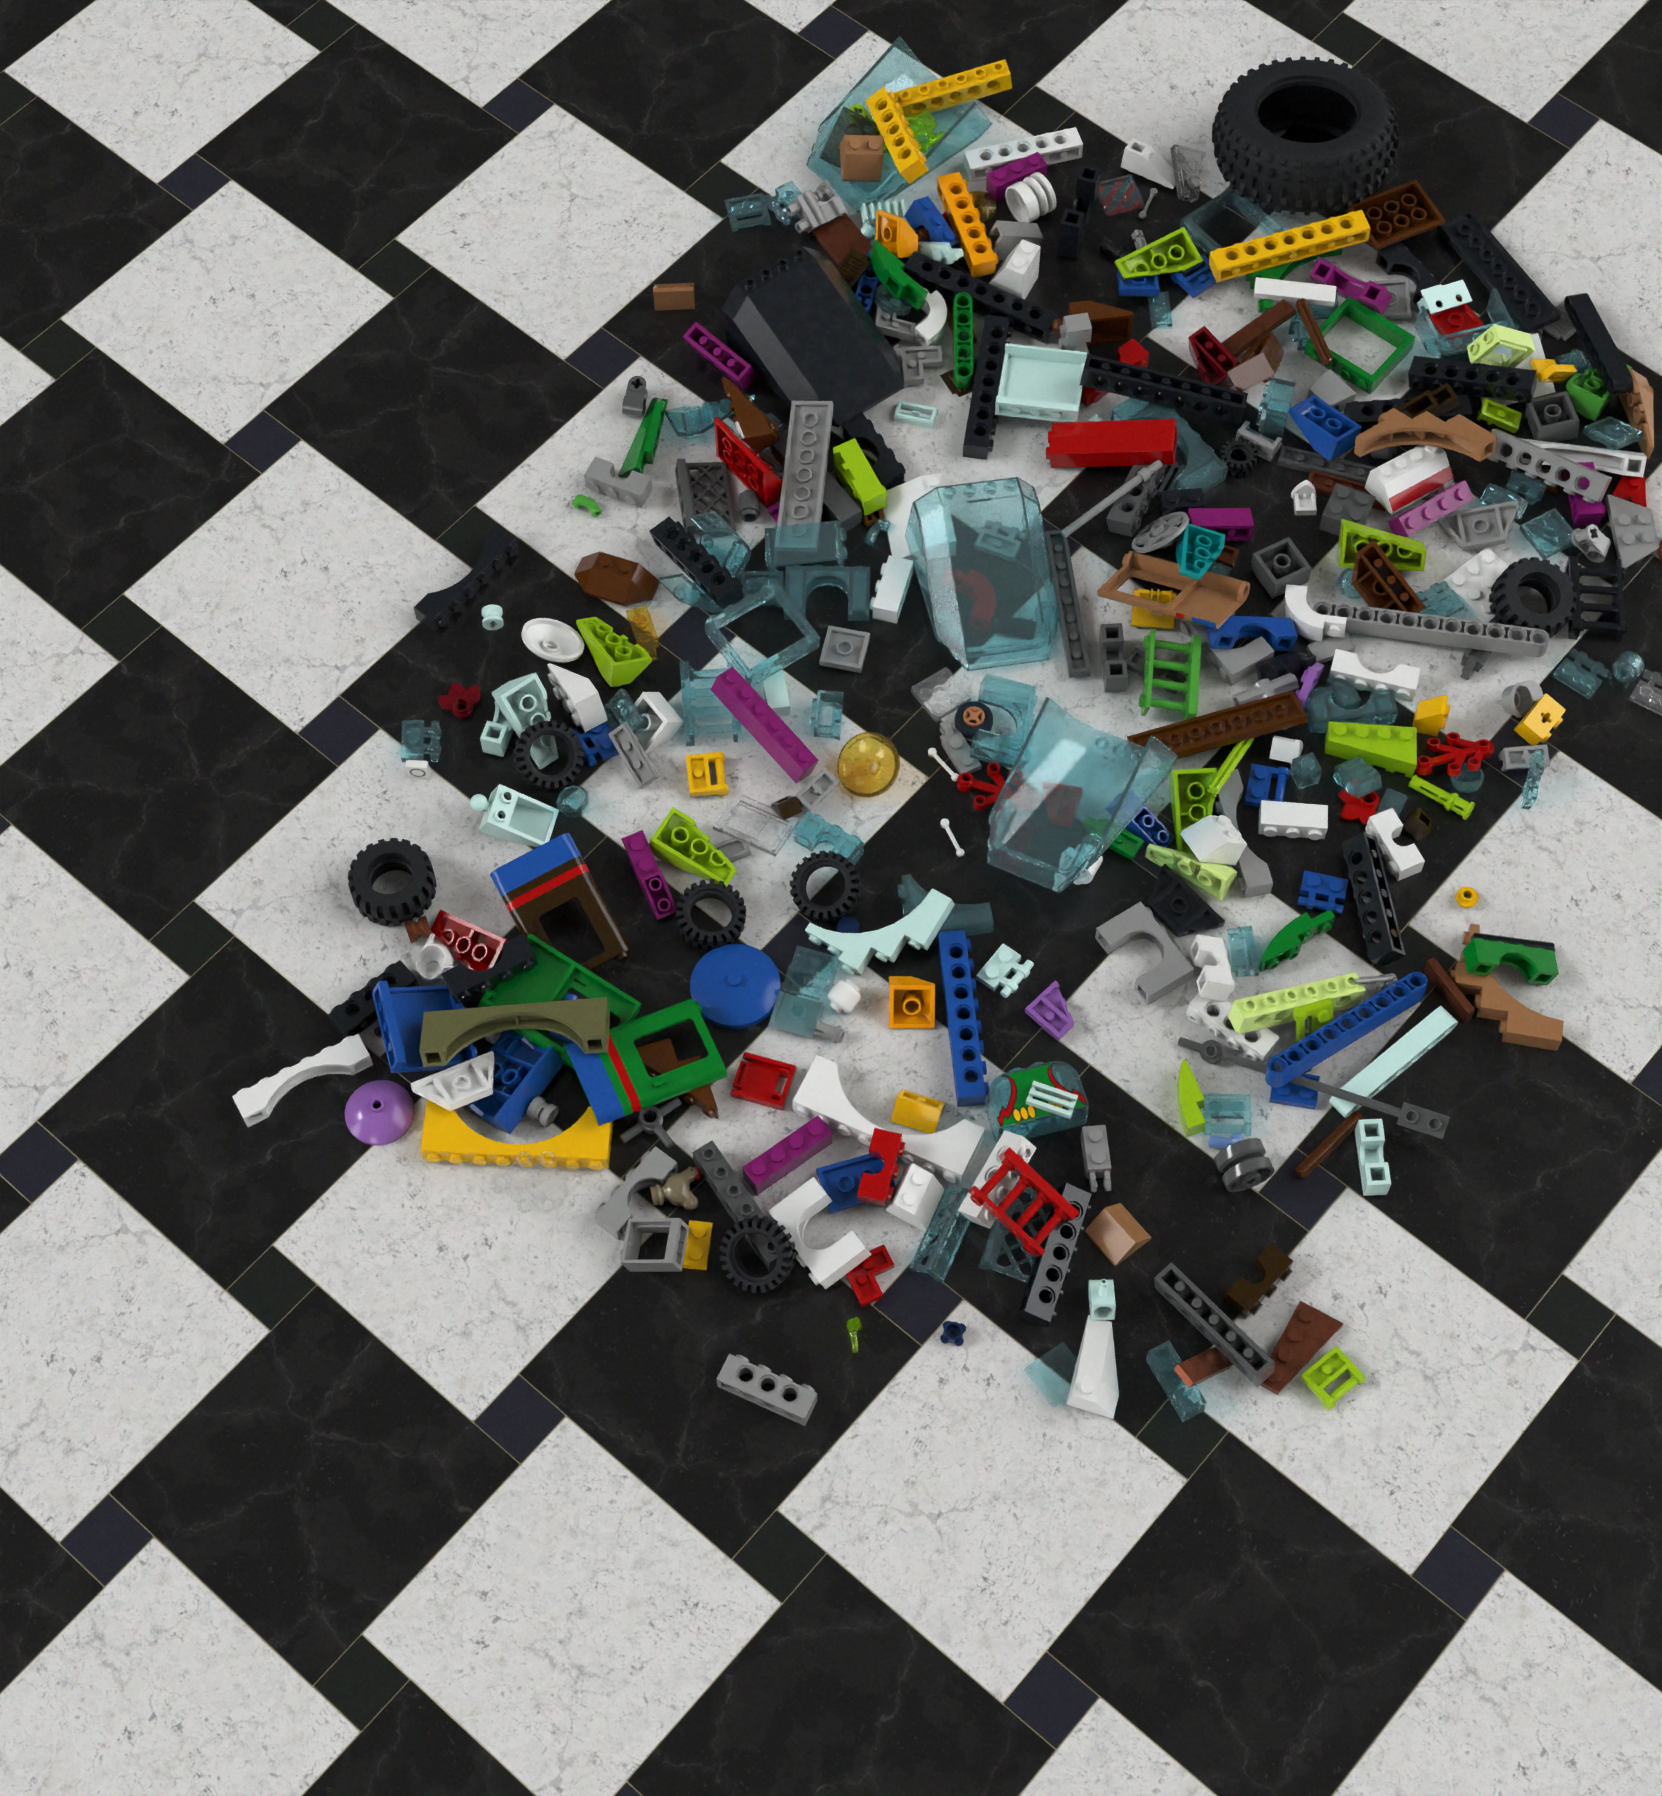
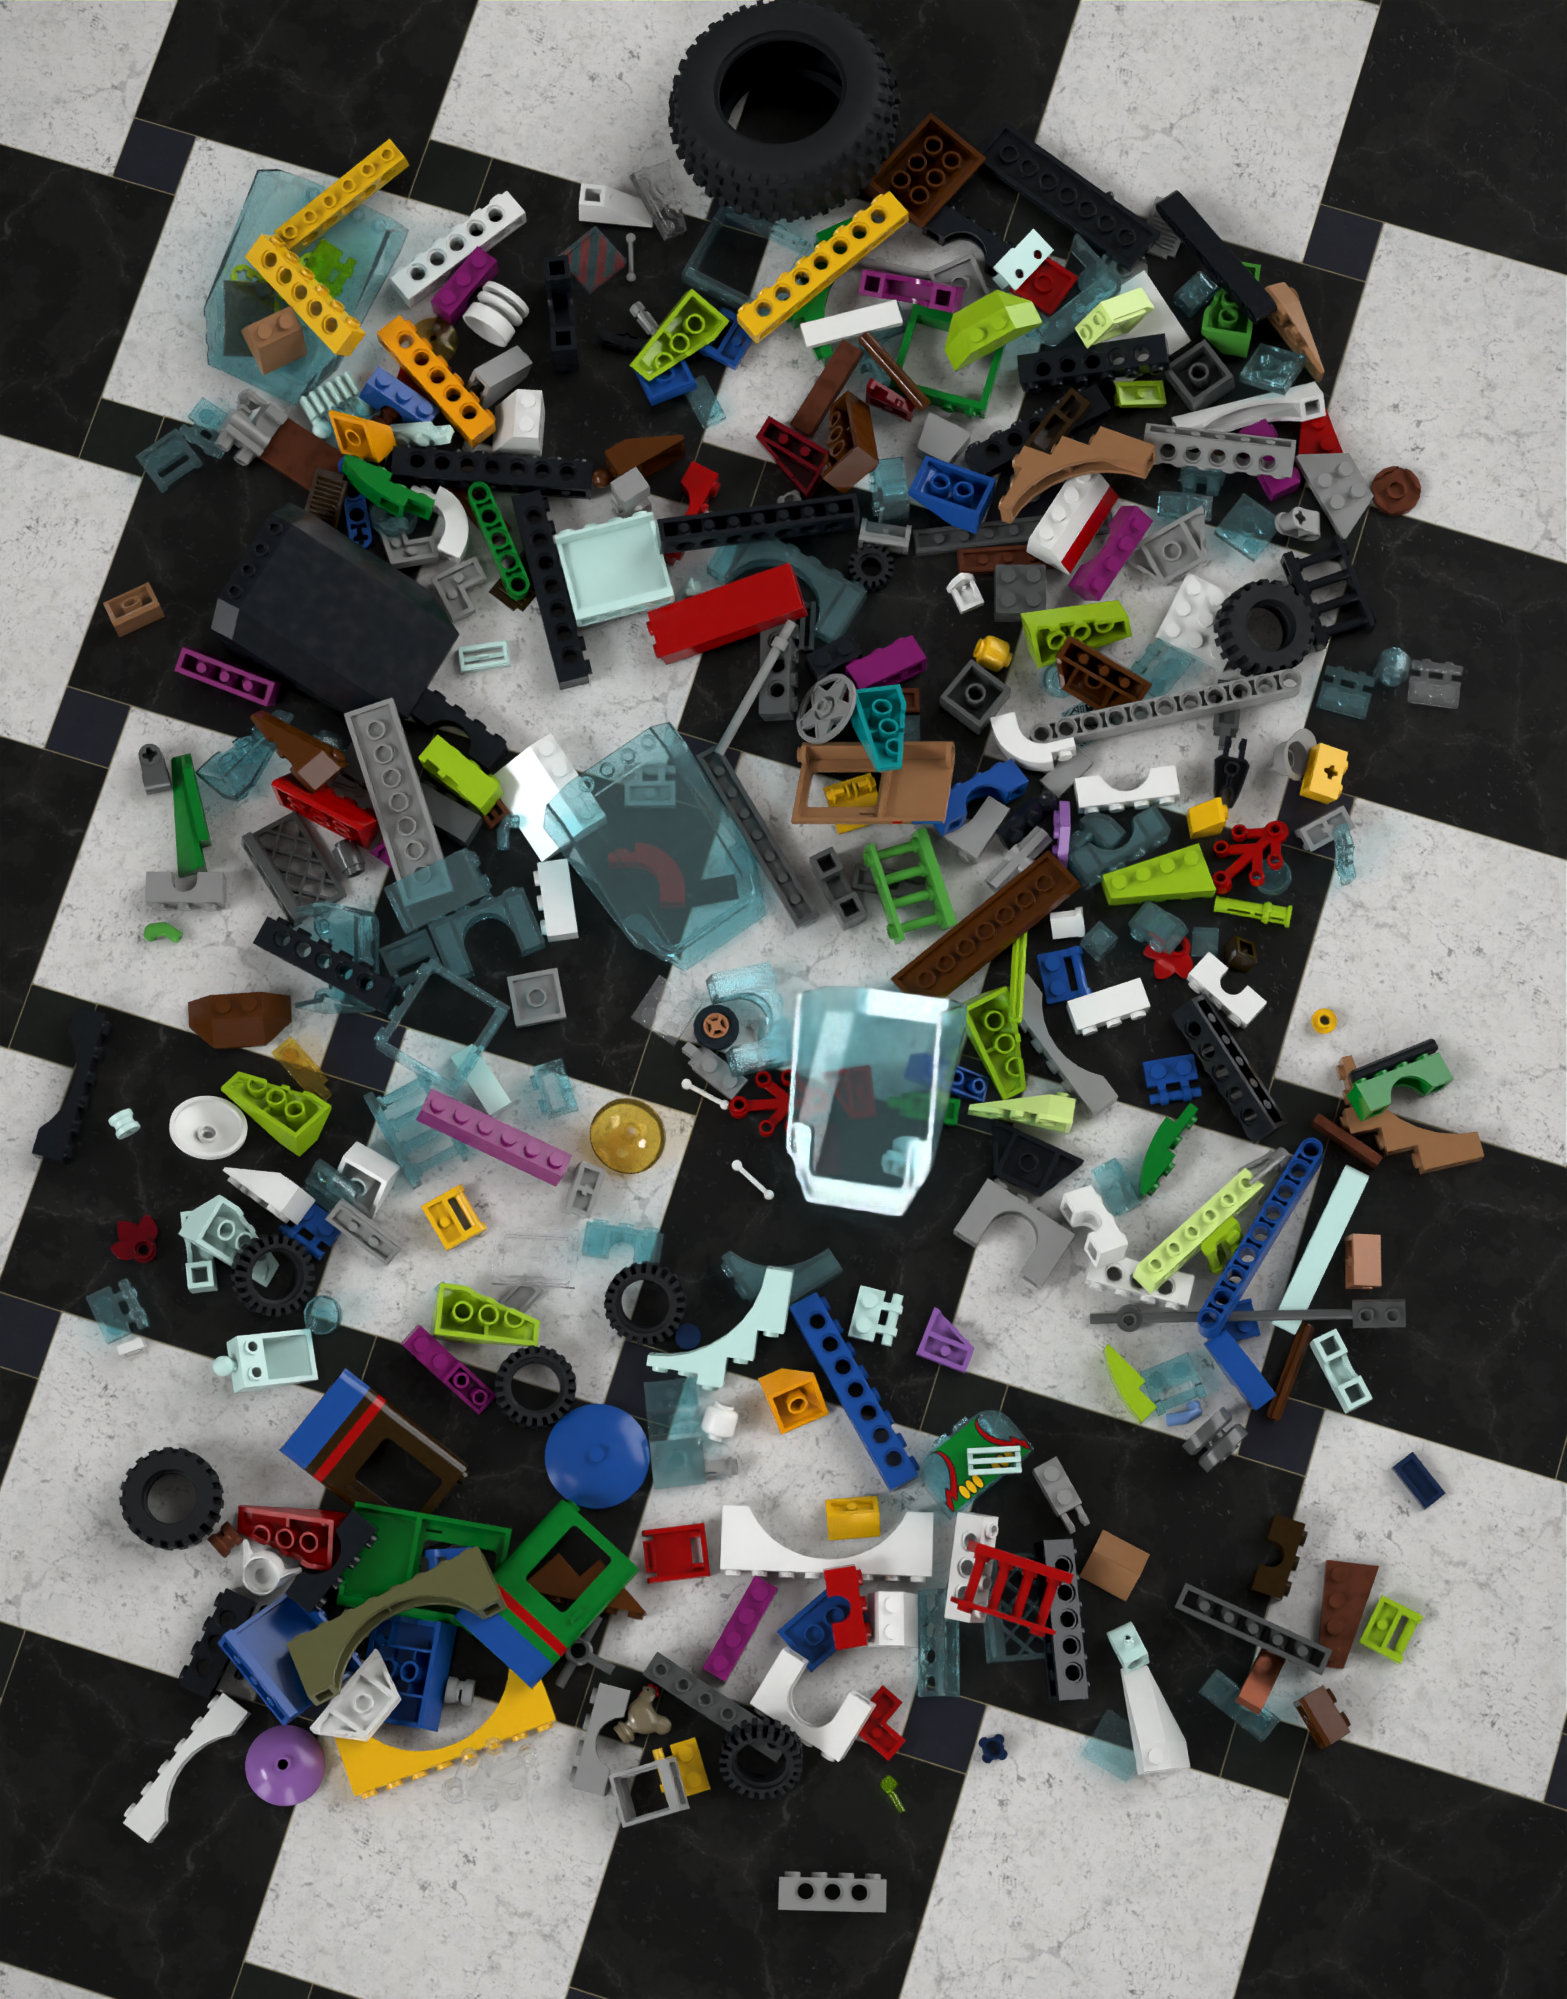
camera: 25 degrees left, 15 degrees up
(786, 807) = (560, 1224): dark brown slope -> none
(1215, 840) = (1038, 1075): white slope -> none
(1243, 1420) = (1322, 1716): none -> reddish brown slope
(1287, 1123) = (1239, 1370): none -> blue slope
(1300, 352) = (889, 401): none -> dark red wing
(1309, 545) = (992, 653): none -> yellow head
(1399, 324) = (988, 326): none -> lime wedge
(1404, 1272) = (1418, 1480): none -> dark blue tile
(1426, 1083) = (1362, 1261): none -> nougat hinge
(1464, 690) = (1230, 771): none -> black hinge
(1552, 372) = (1176, 319): yellow panel -> none

